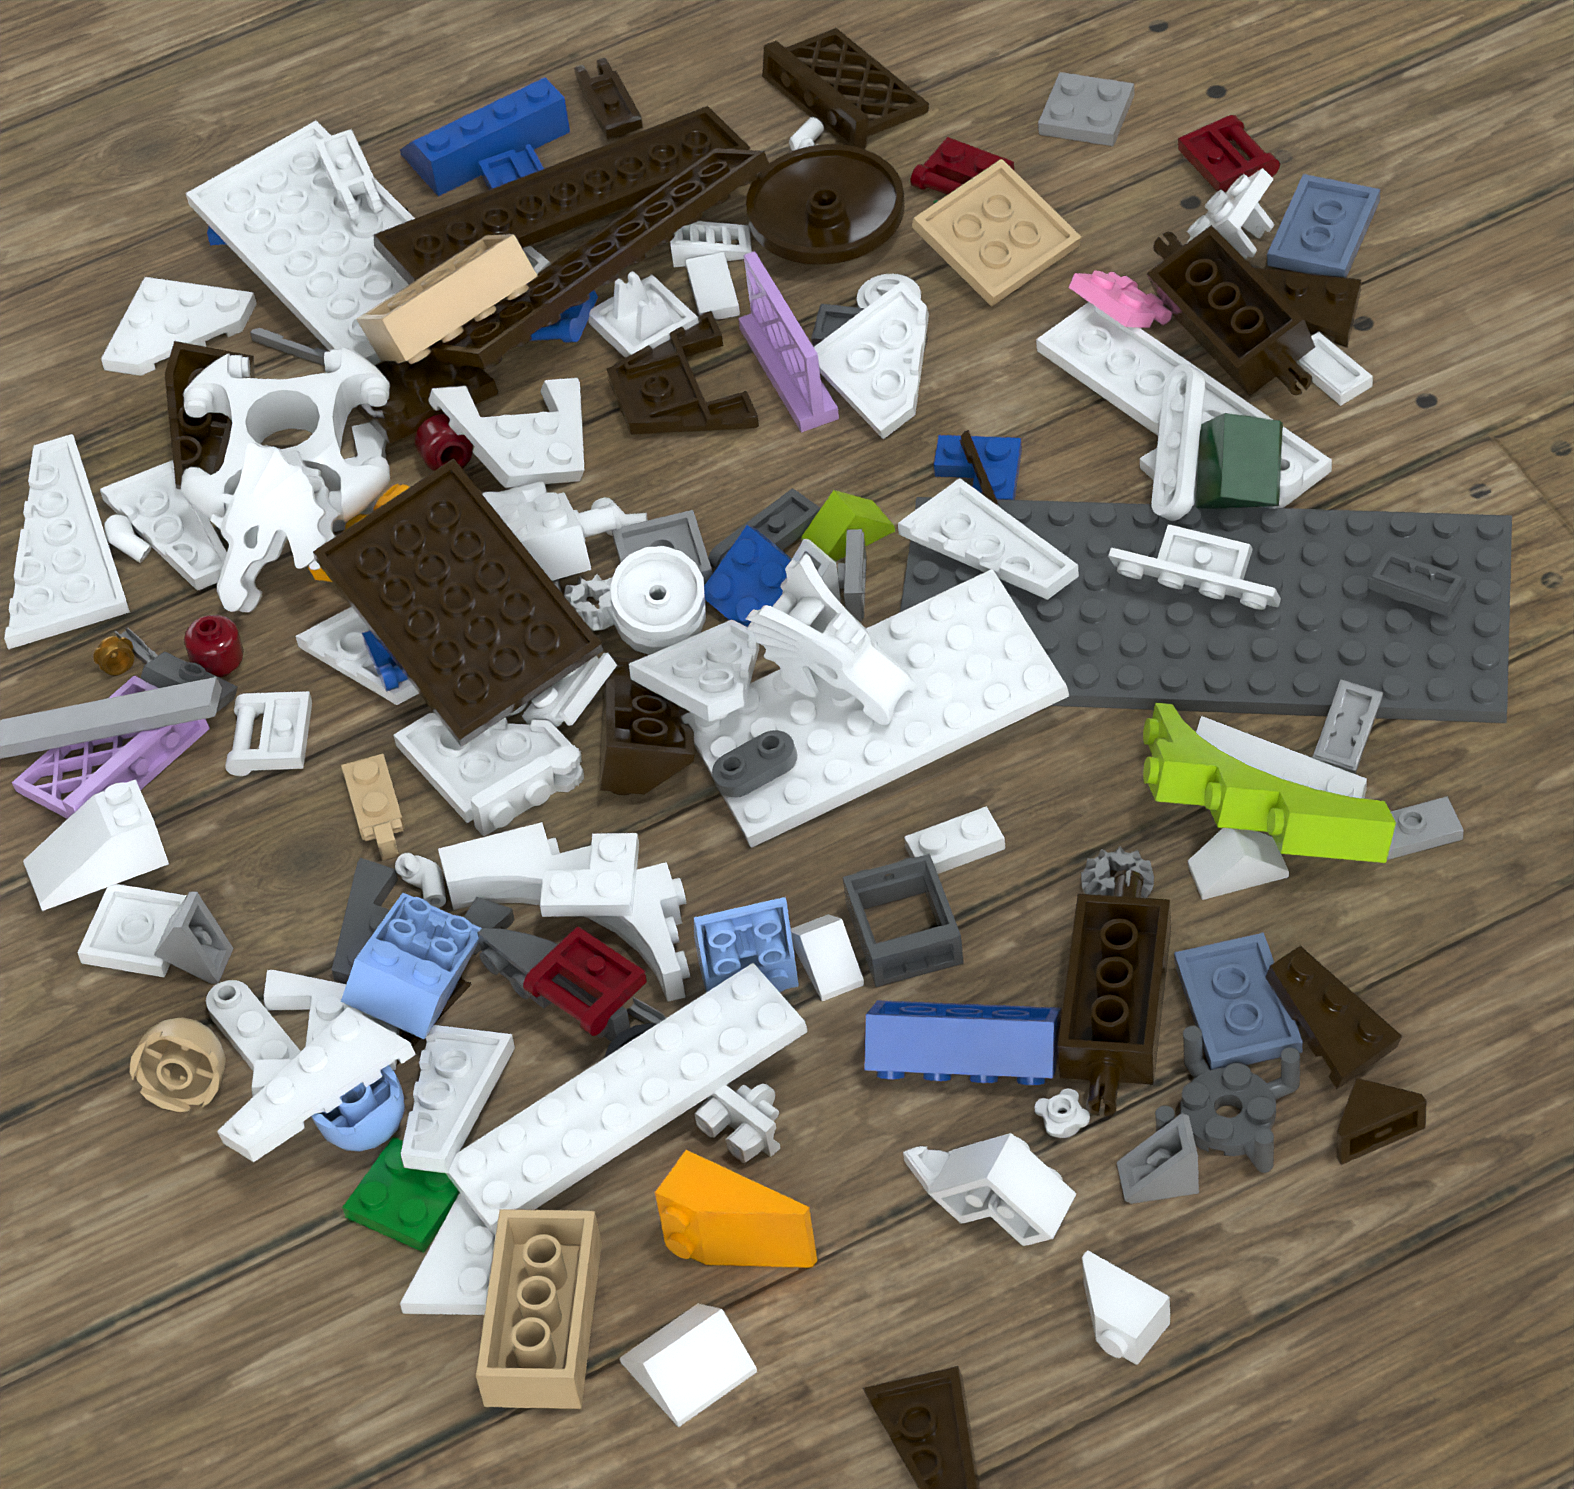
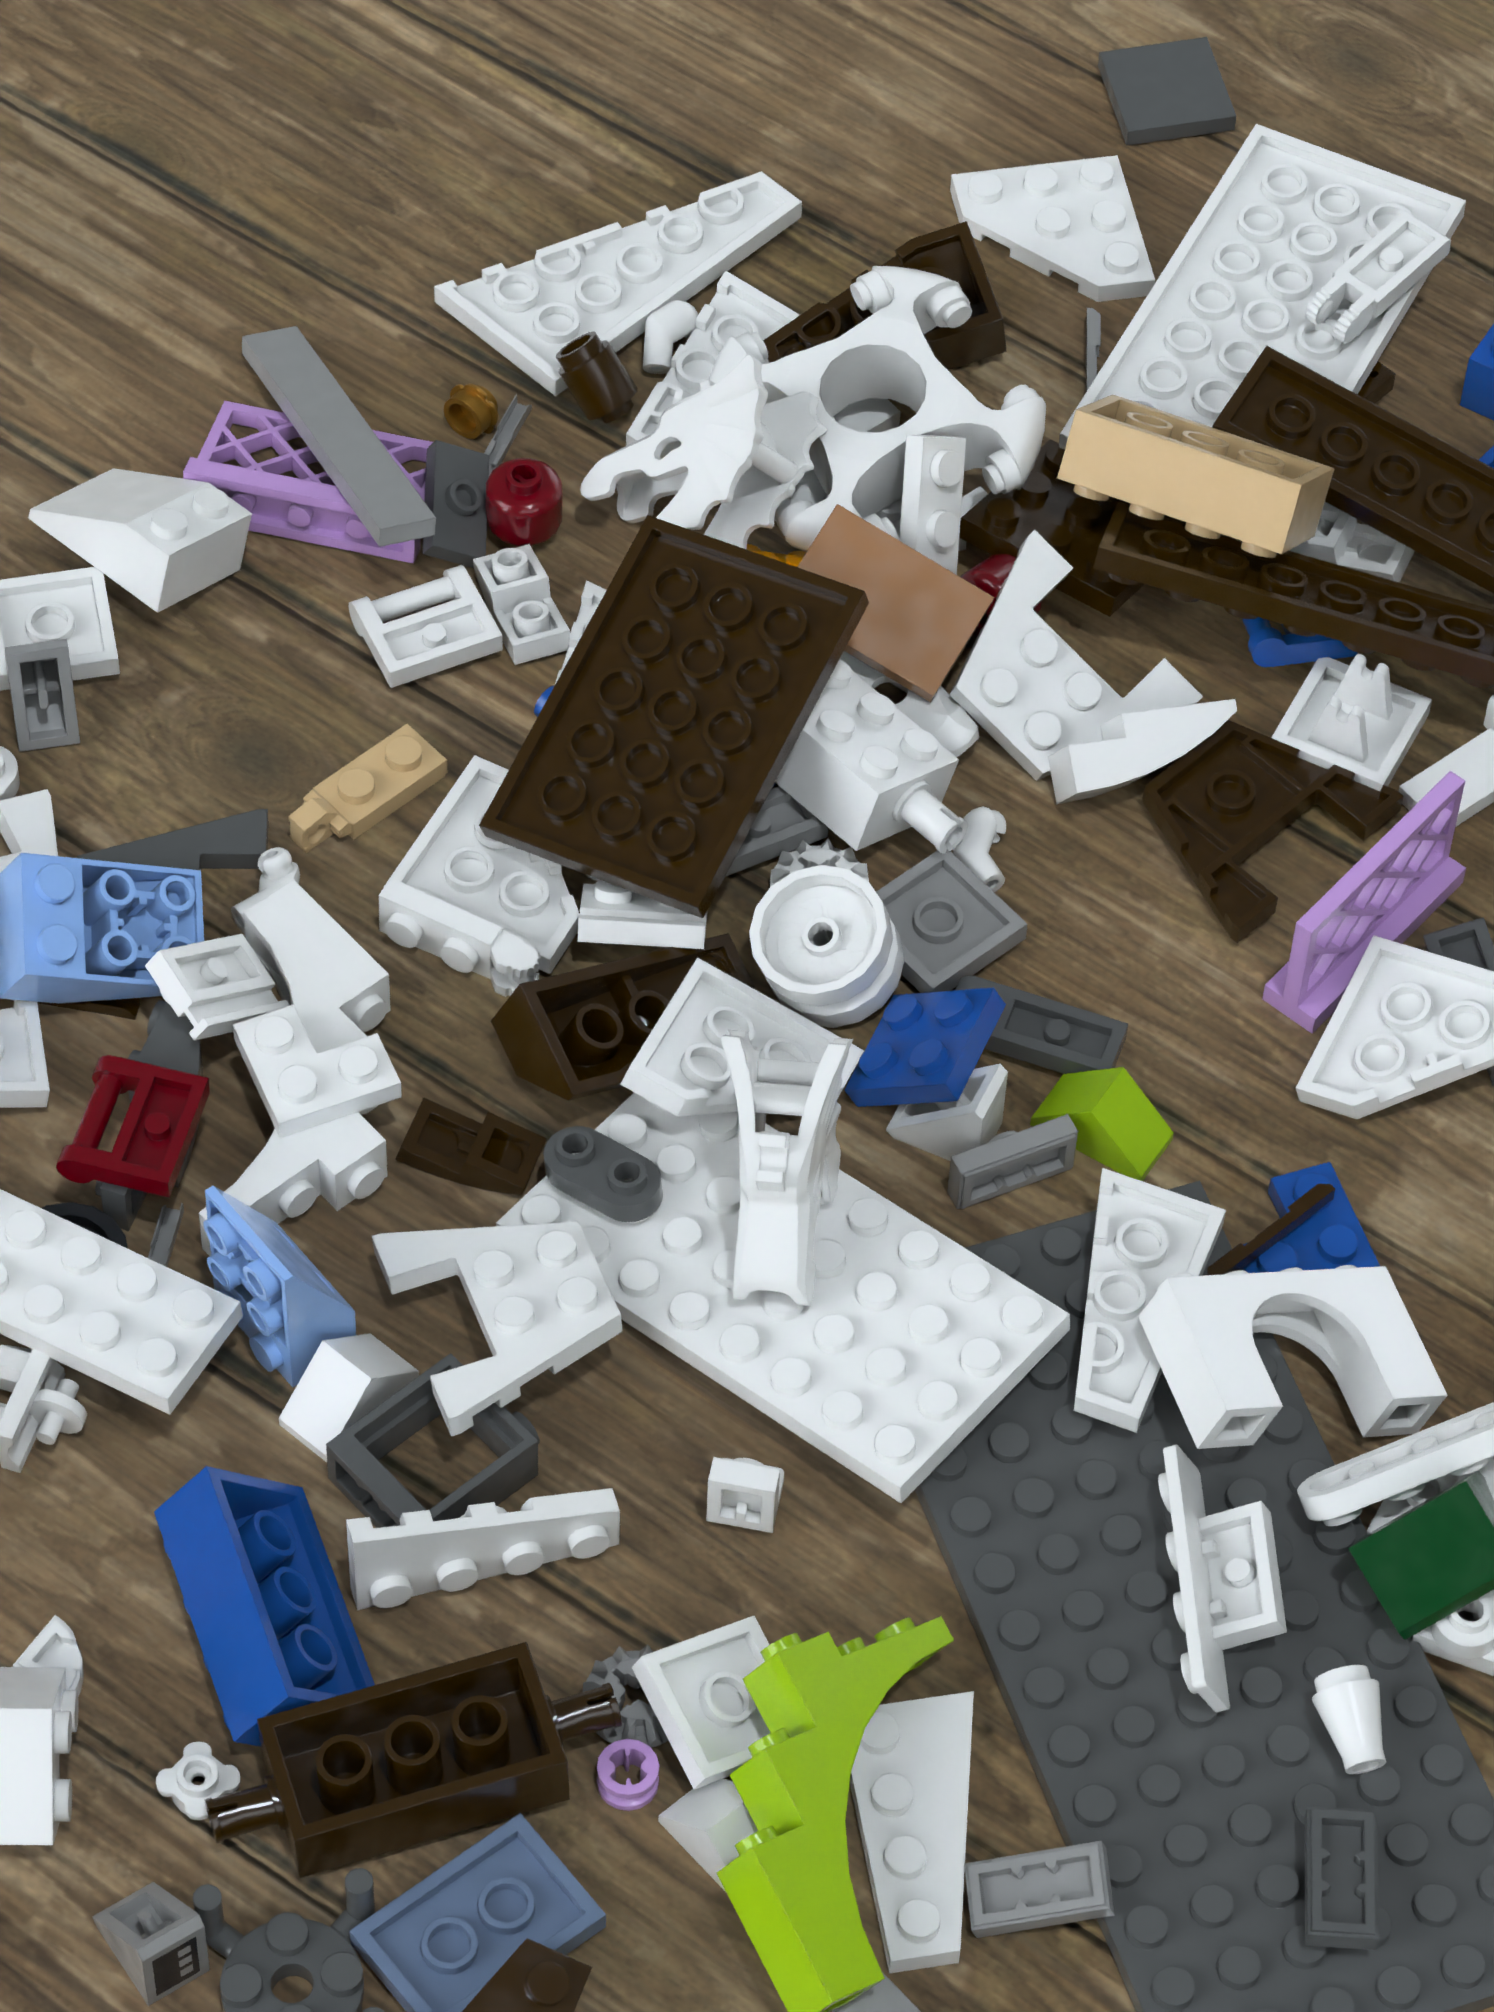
camera: 55 degrees right, 5 degrees up
(108, 239) = (1166, 91): none -> dark grey tile
(142, 577) = (596, 378): none -> dark brown brick
(274, 675) = (522, 603): none -> white slope
(384, 438) = (933, 497): none -> white plate
(401, 470) = (915, 610): none -> medium nougat tile
(496, 910) = (214, 984): none -> white plate
(601, 417) = (1133, 748): none -> white slope
(687, 834) = (475, 1154): none -> dark brown slope
(823, 823) = (530, 1291): none -> white wing
(957, 840) = (595, 1457): white plate -> none
(976, 921) = (485, 1542): none -> white wing
(1013, 773) = (744, 1493): none -> white bracket
(1071, 483) = (1341, 1314): none -> white arch
(1152, 829) = (703, 1698): none -> white plate
(1175, 890) = (627, 1753): none -> lavender bush
(1319, 542) = (1352, 1715): none -> white cone

